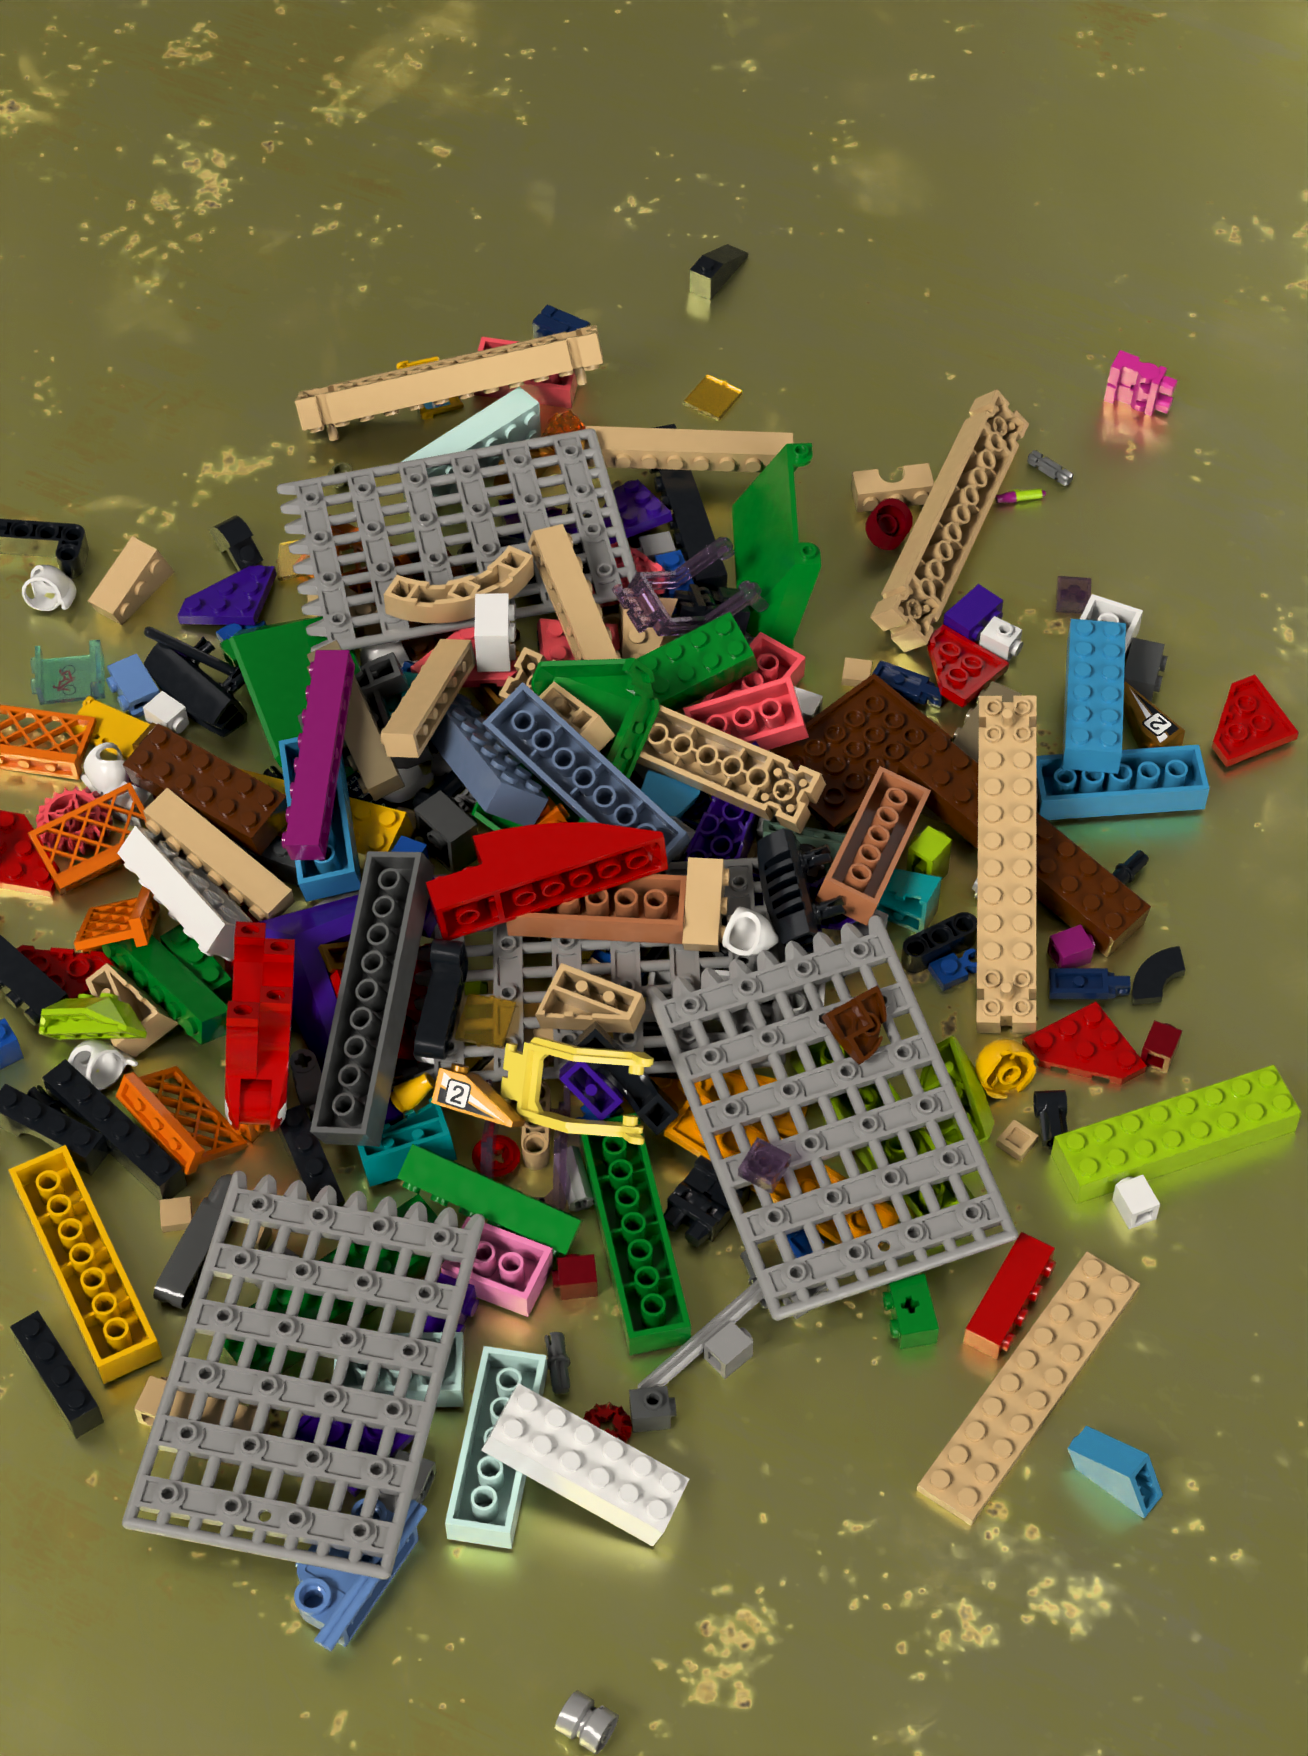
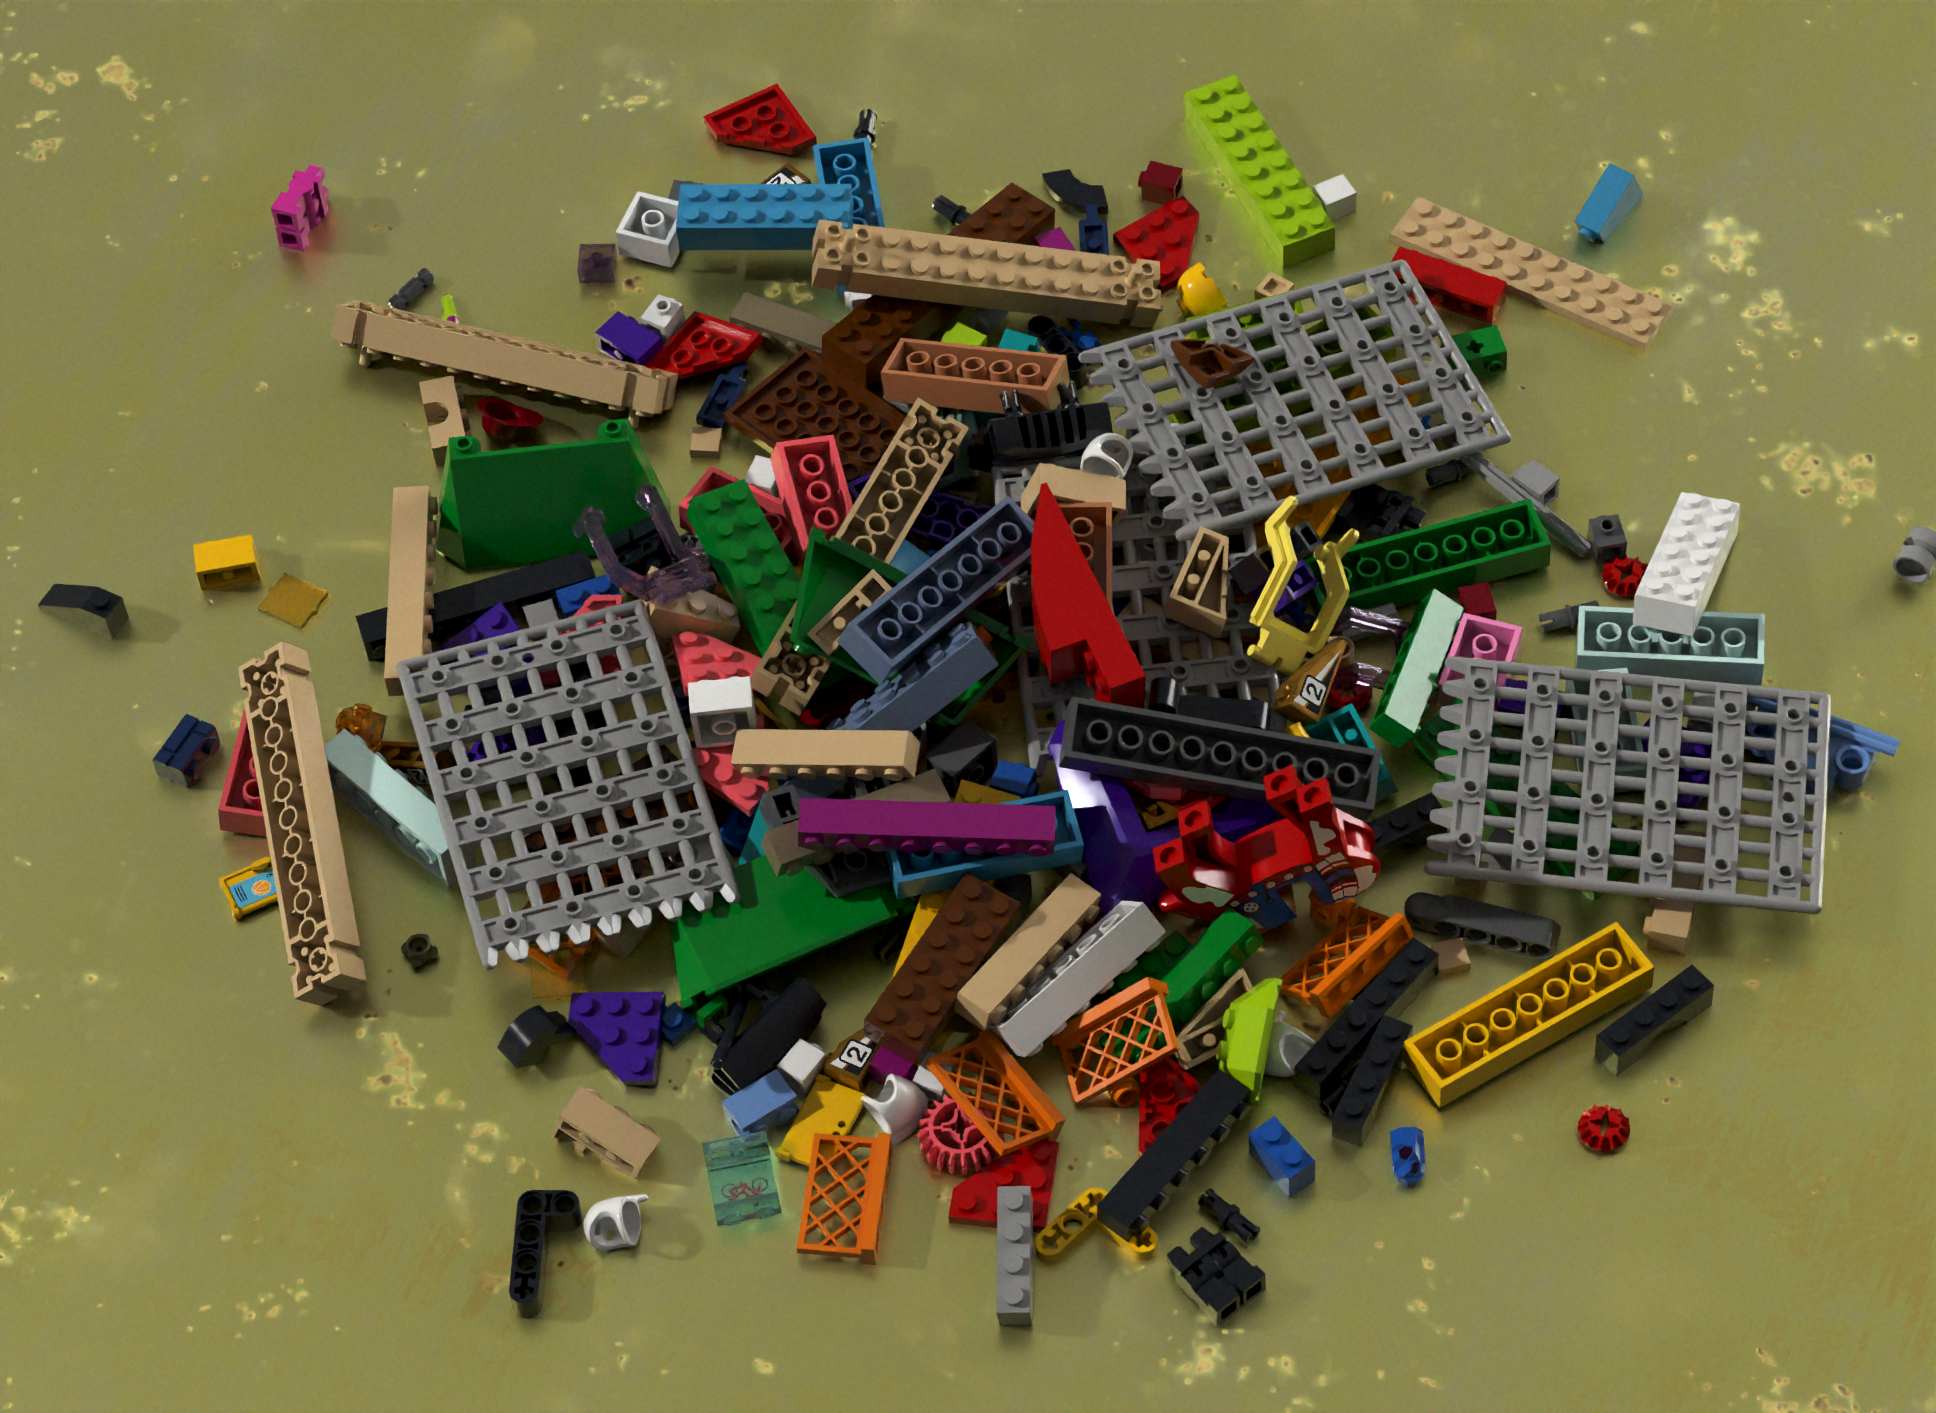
camera: 90 degrees left, 0 degrees up
(455, 601) = (675, 730): tan brick -> none
(485, 1021) = (1218, 679): clear yellow piece -> none
(571, 594) = (673, 647): tan brick -> none
(753, 350) = (226, 562): none -> yellow brick
(764, 1165) = (1370, 431): clear purple piece -> none
(1052, 1112) = (1240, 263): black piece -> none
(1235, 803) = (866, 126): none -> black pin

